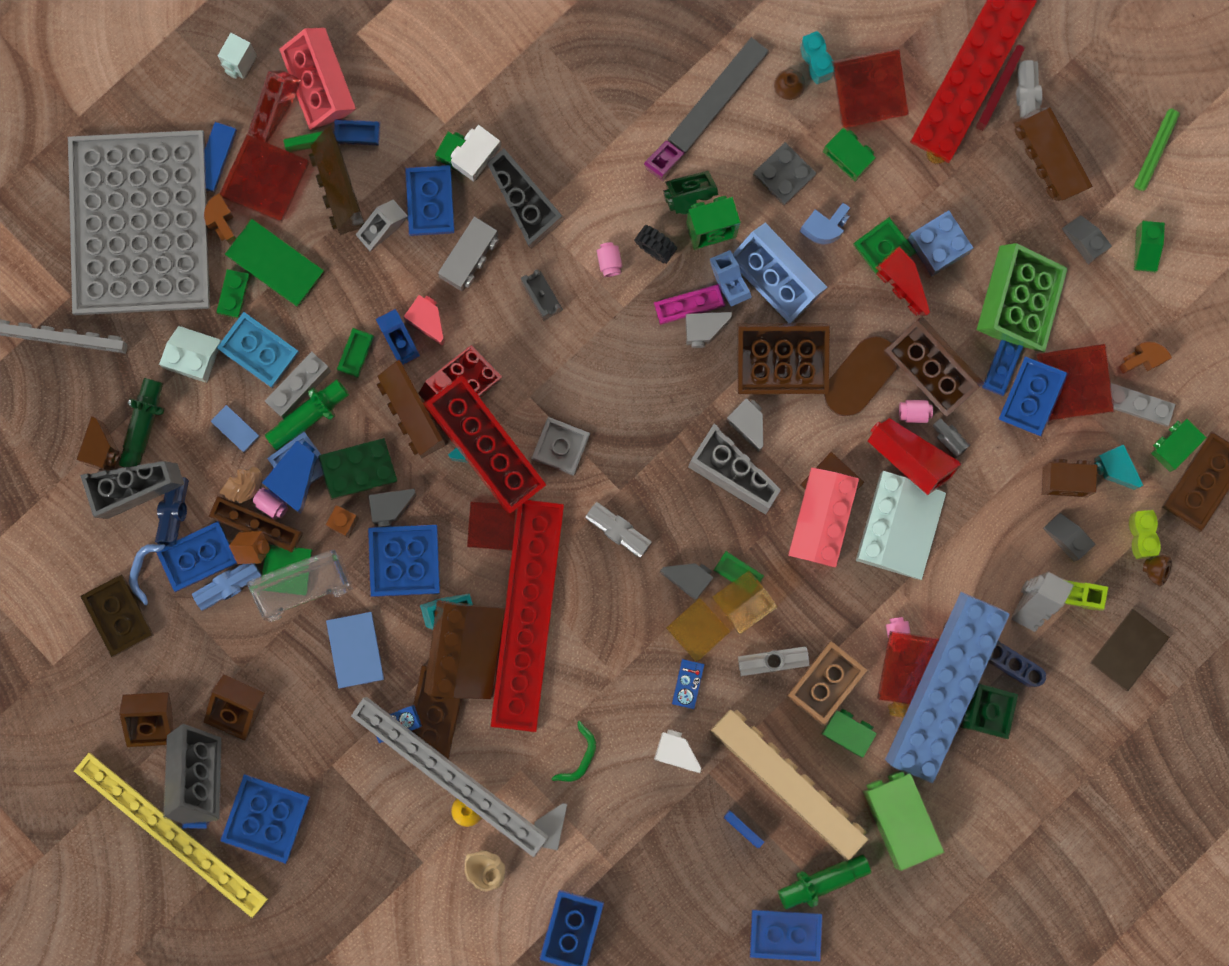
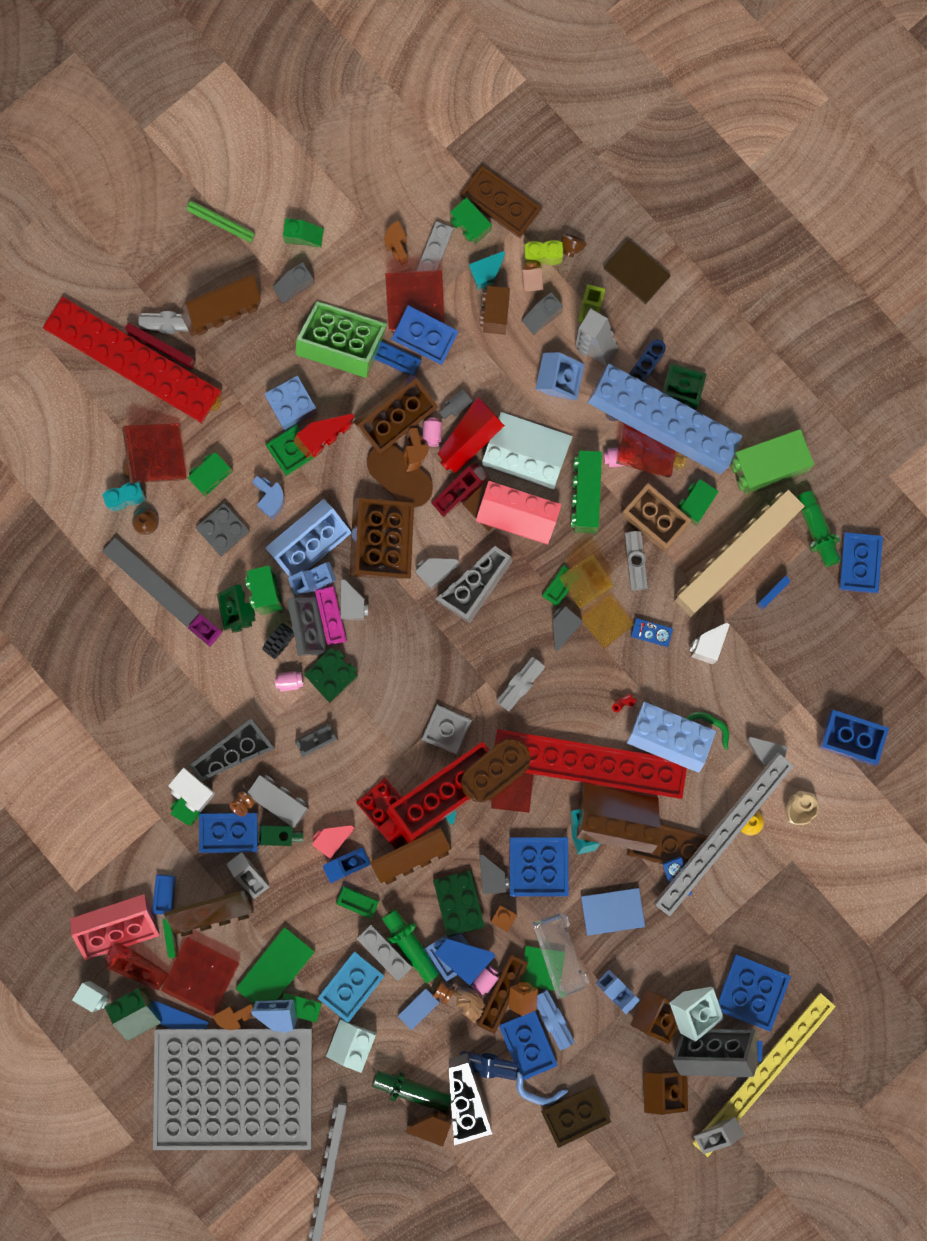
camera: 80 degrees left, 0 degrees up
(97, 782) = (719, 1135): none -> light grey slope
(219, 105) = (133, 1013): none -> dark green slope
(222, 264) = (276, 1014): none -> medium blue slope
(239, 751) = (696, 1012): none -> light aqua slope
(255, 455) = (443, 991): none -> dark orange wheel
(261, 658) = (617, 991): none -> medium blue brick
(427, 246) = (270, 836): none -> dark green torso
(462, 212) = (241, 804): none -> dark orange wheel
(511, 500) = (495, 770): none -> reddish brown tile
(562, 710) = (671, 737): none -> light blue brick
(600, 648) = (620, 703): none -> red arm
(619, 309) = (331, 675): none -> dark green plate
(674, 276) = (307, 626): none -> dark grey plate
(849, 448) = (460, 489): none -> dark red slope
(853, 598) = (588, 489): none -> green brick
(888, 393) = (415, 452): none -> dark orange brick
(993, 561) = (560, 376): none -> medium blue slope
(1114, 521) = (532, 276): none -> brick

